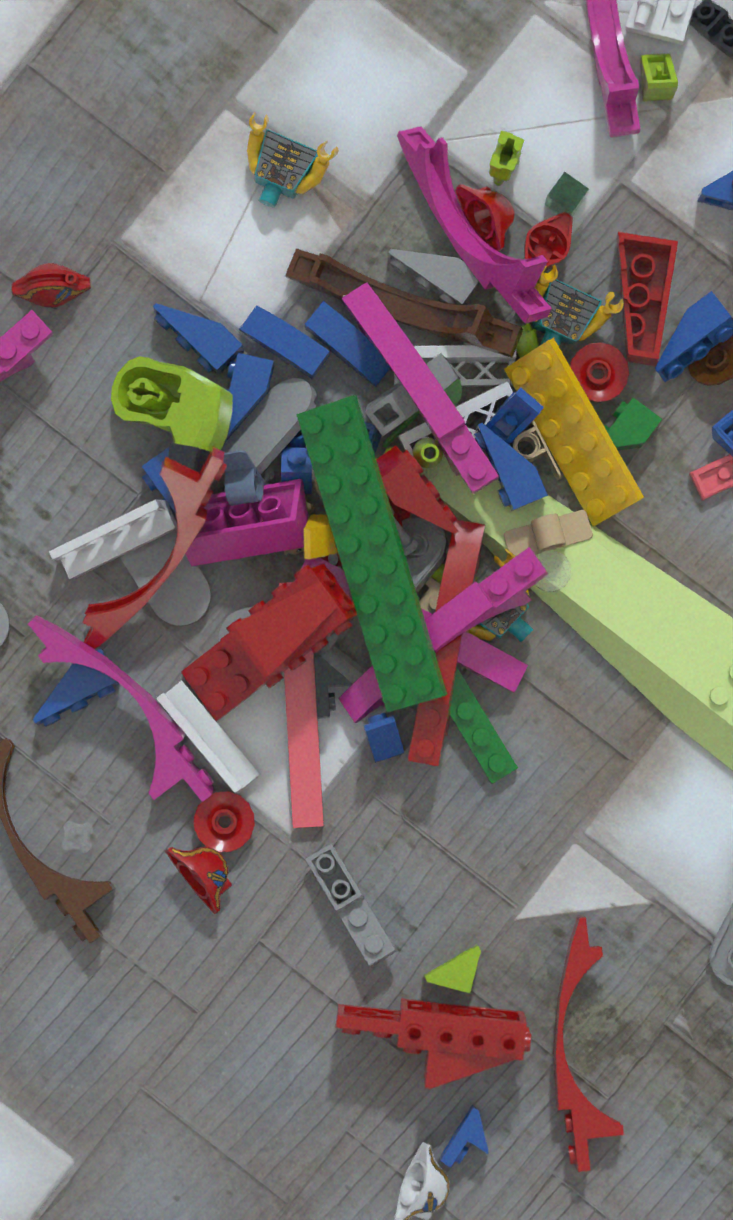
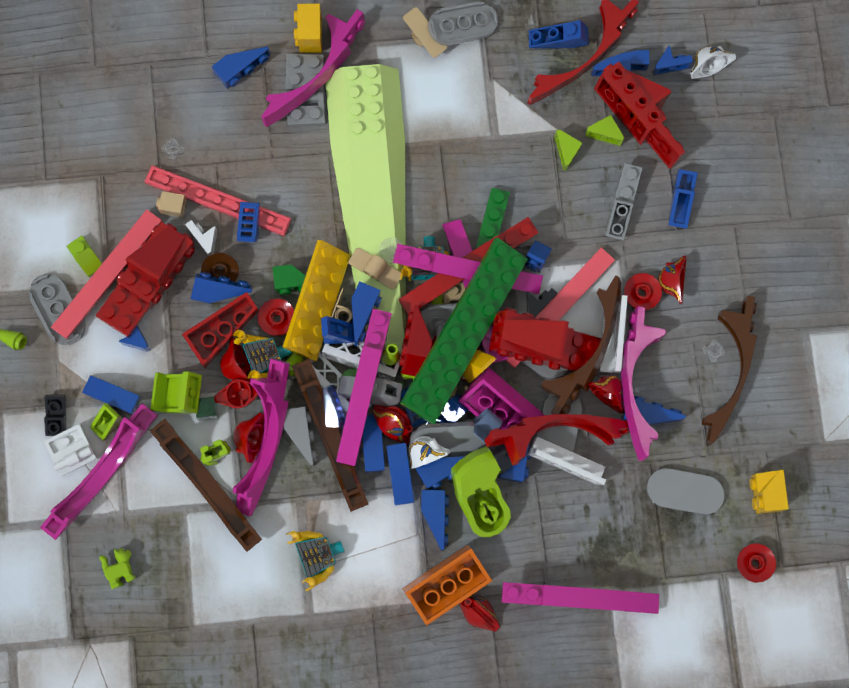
camera: 135 degrees left, 5 degrees down
(112, 274) = (447, 584): none -> orange slope
(150, 667) = (609, 391): none -> red hat
(195, 619) = (569, 386): none -> reddish brown slope
(278, 385) = (424, 451): none -> white hat
(289, 982) = (682, 198): none -> blue slope
(350, 381) = (393, 423): none -> red hat
(429, 331) = (333, 410): none -> clear blue slope
(478, 904) = (567, 148): none -> lime slope
(520, 1077) = (630, 60): none -> blue slope
(531, 122) = (206, 485): none -> reddish brown slope
(588, 274) = (235, 363): none -> red hat
(616, 177) = (176, 393): none -> lime panel
(627, 1034) = (563, 35): none -> blue slope
(682, 108) = (111, 395): none -> blue slope

